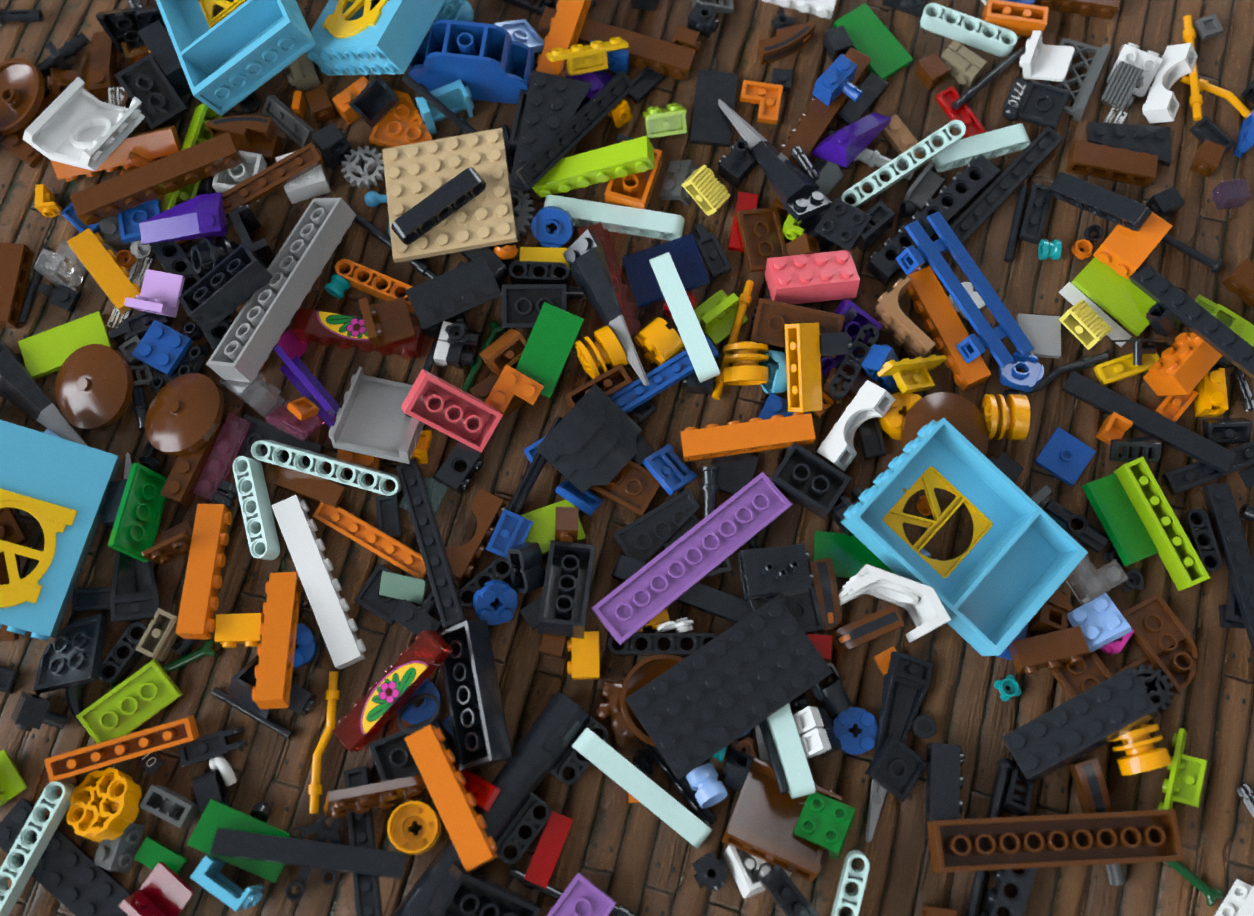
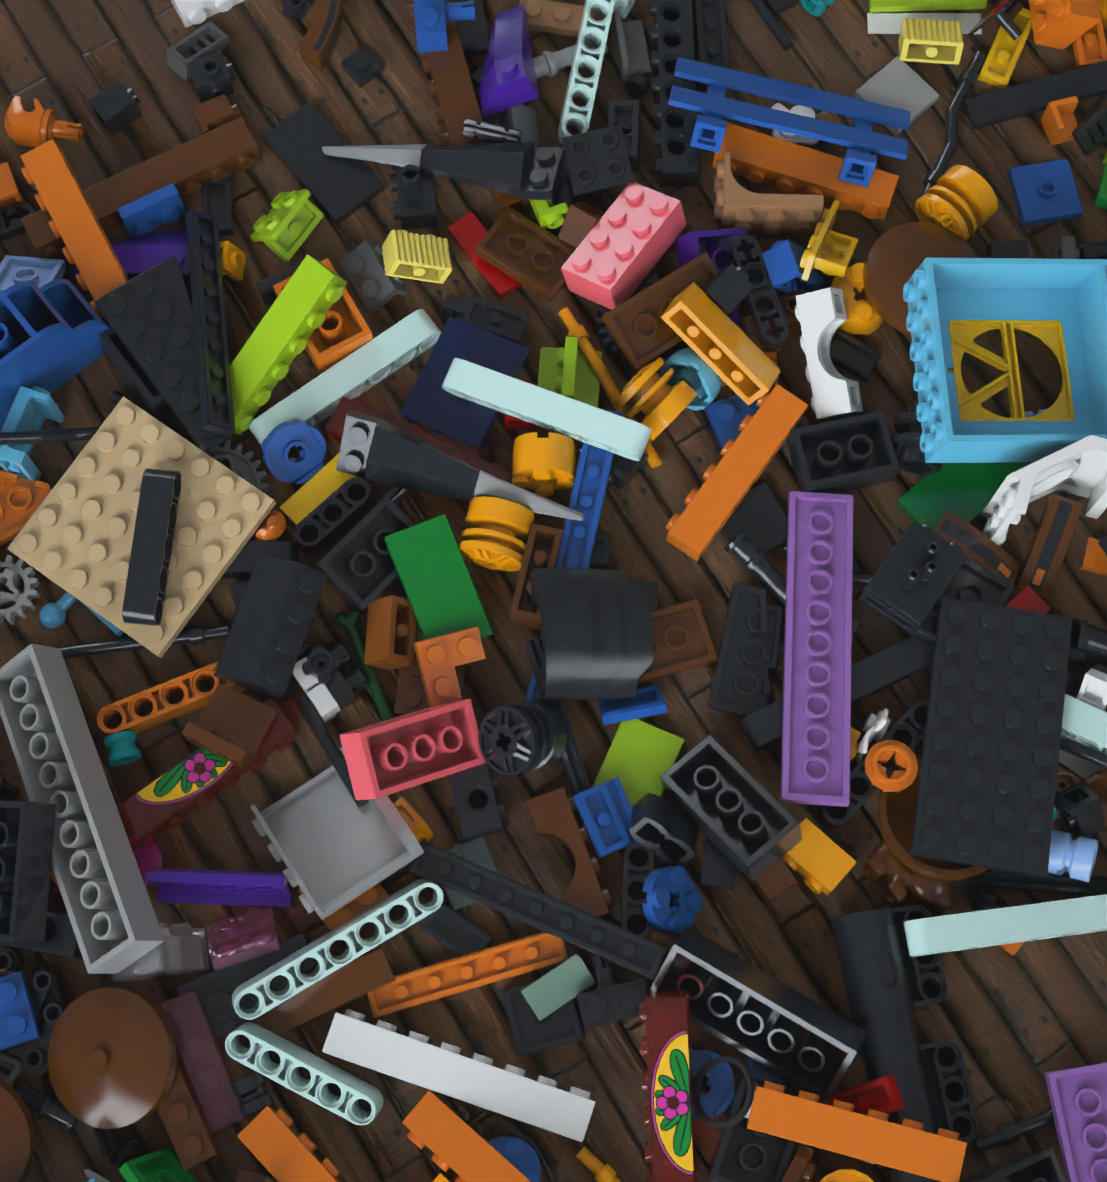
camera: 50 degrees left, 0 degrees up
(302, 408) = (236, 915): orange tile -> none
(508, 457) = (522, 737): none -> black wheel
(548, 850) = (993, 1086): red tile -> none
(566, 524) = (656, 744): reddish brown brick -> none
(587, 58) = (137, 231): yellow bracket -> none
(666, 472) = (693, 584): blue plate -> none
(667, 639) = (904, 760): none -> orange gear
(767, 96) = (368, 98): orange plate -> none
(923, 506) = (973, 368): orange plate -> none
(1022, 381) = (930, 157): blue plate -> none

